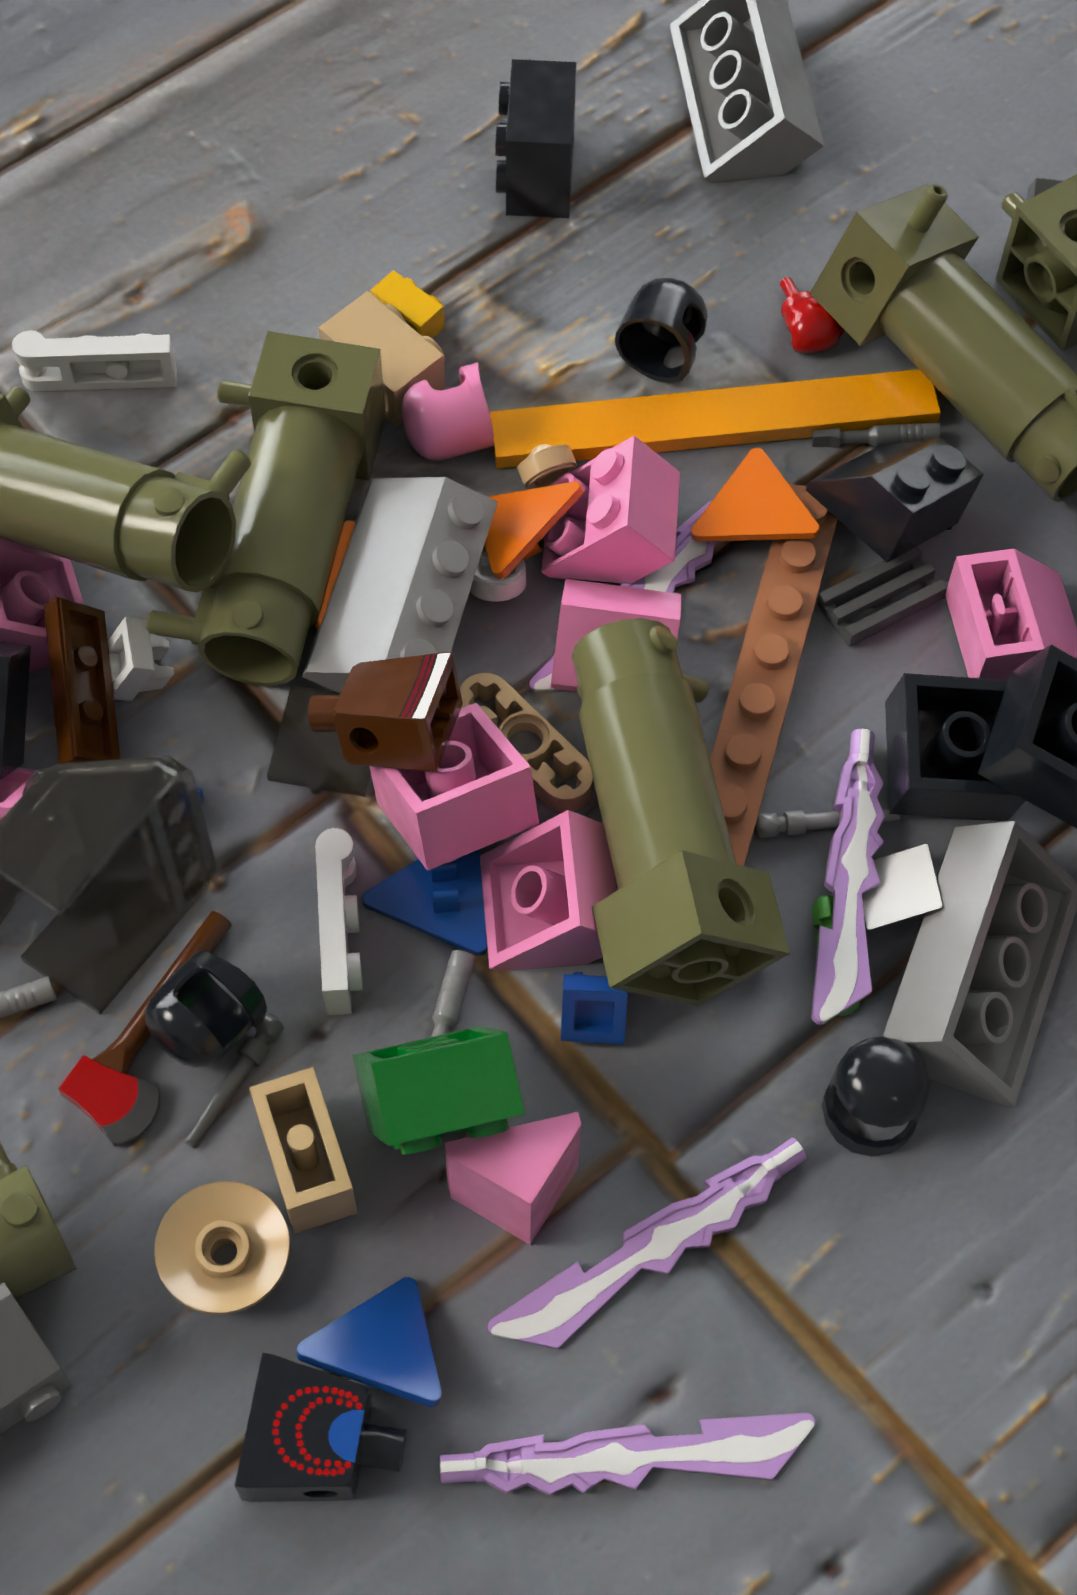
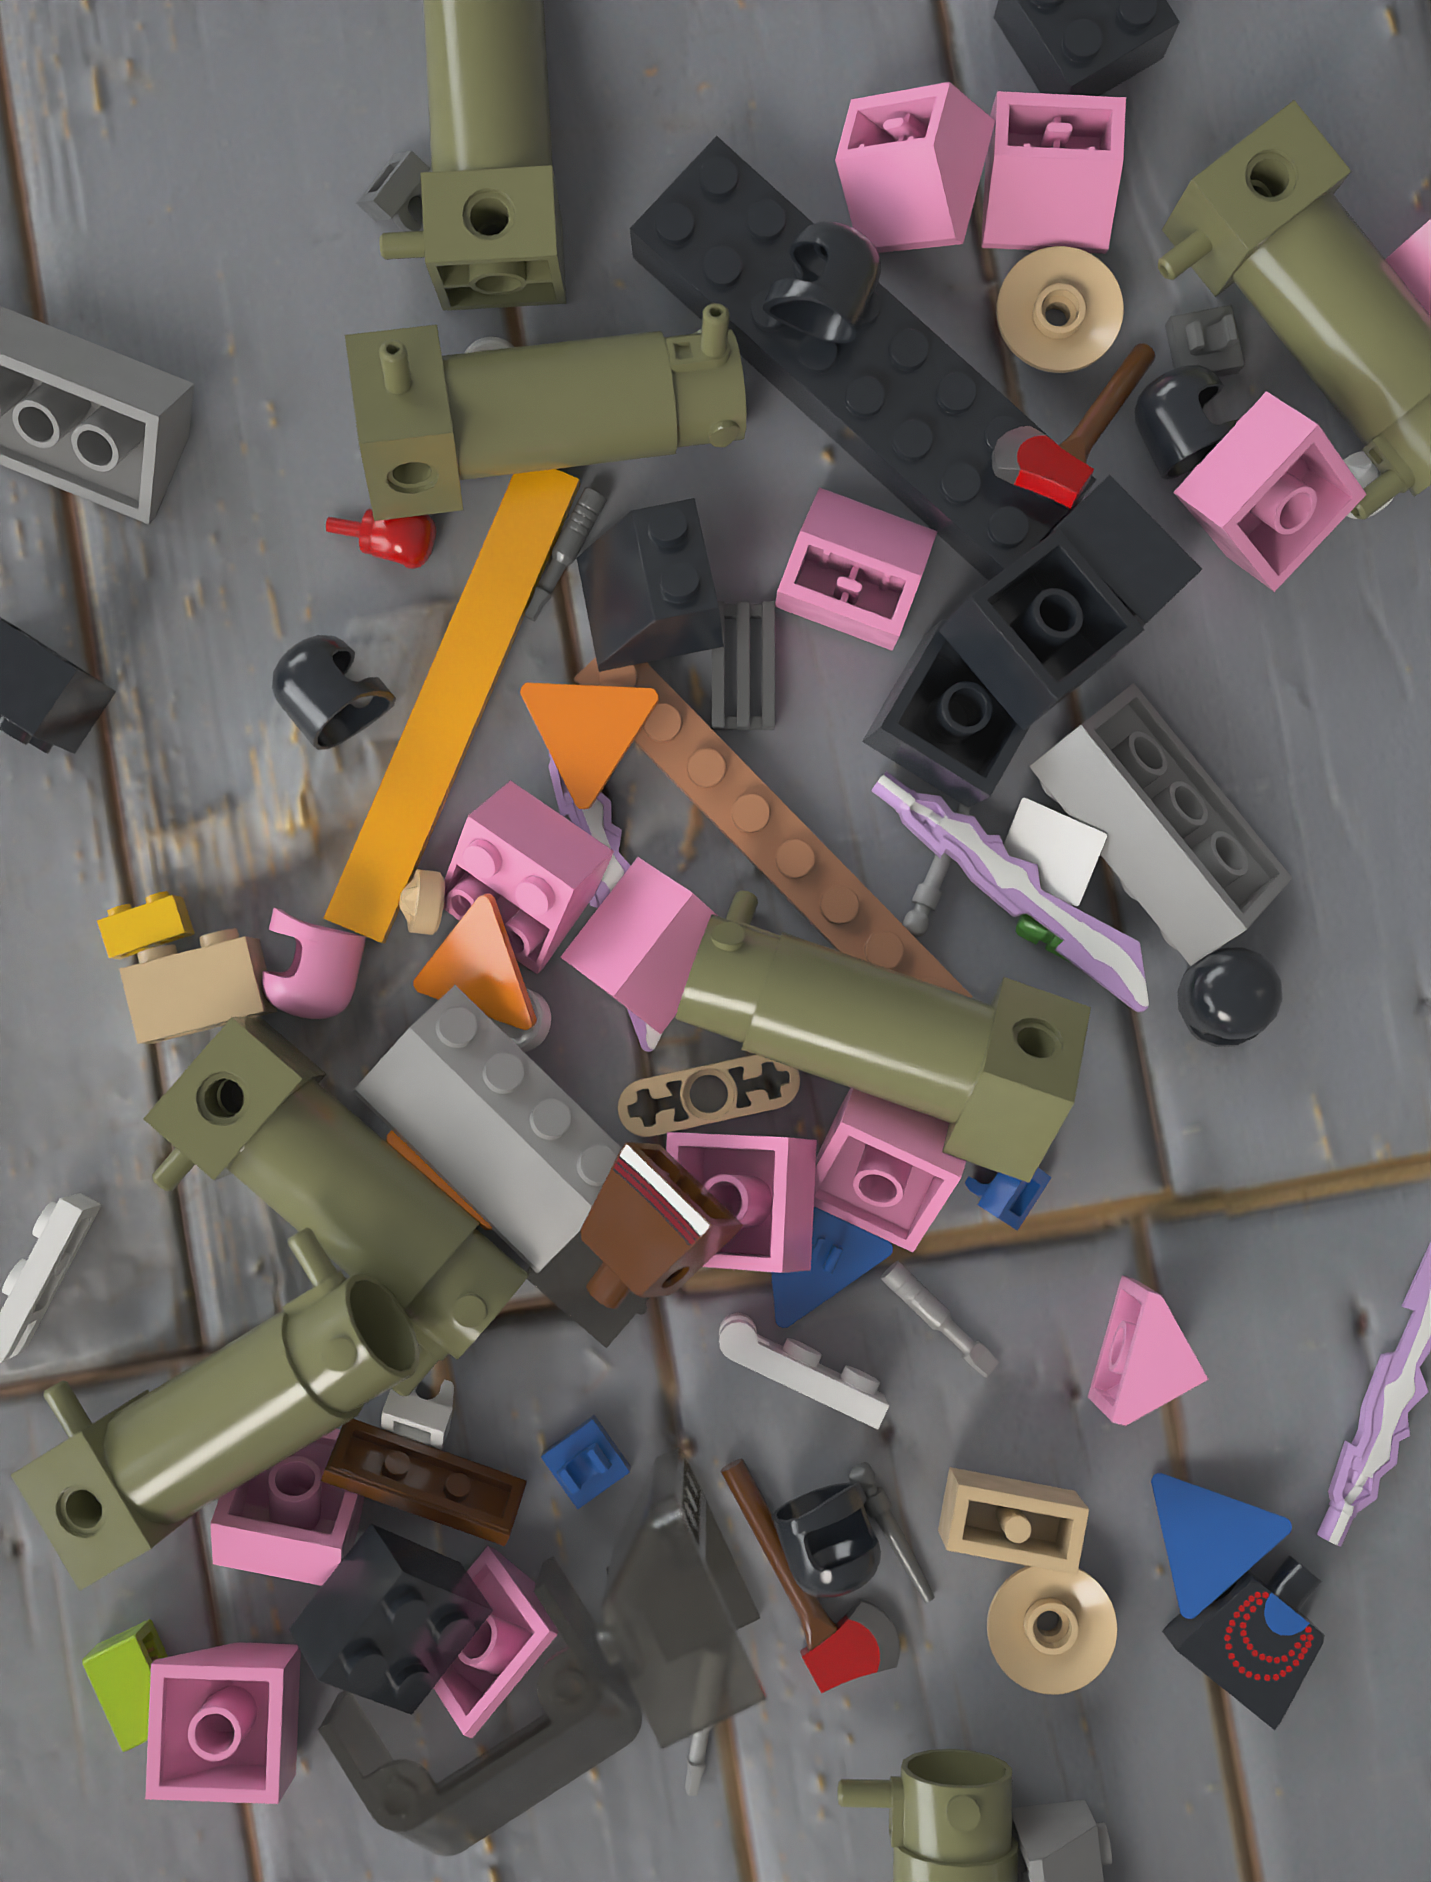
camera: 60 degrees left, 25 degrees up
(439, 1087) = (1047, 1396): green brick -> none
(655, 1244) = (1239, 1256): lavender sword -> none

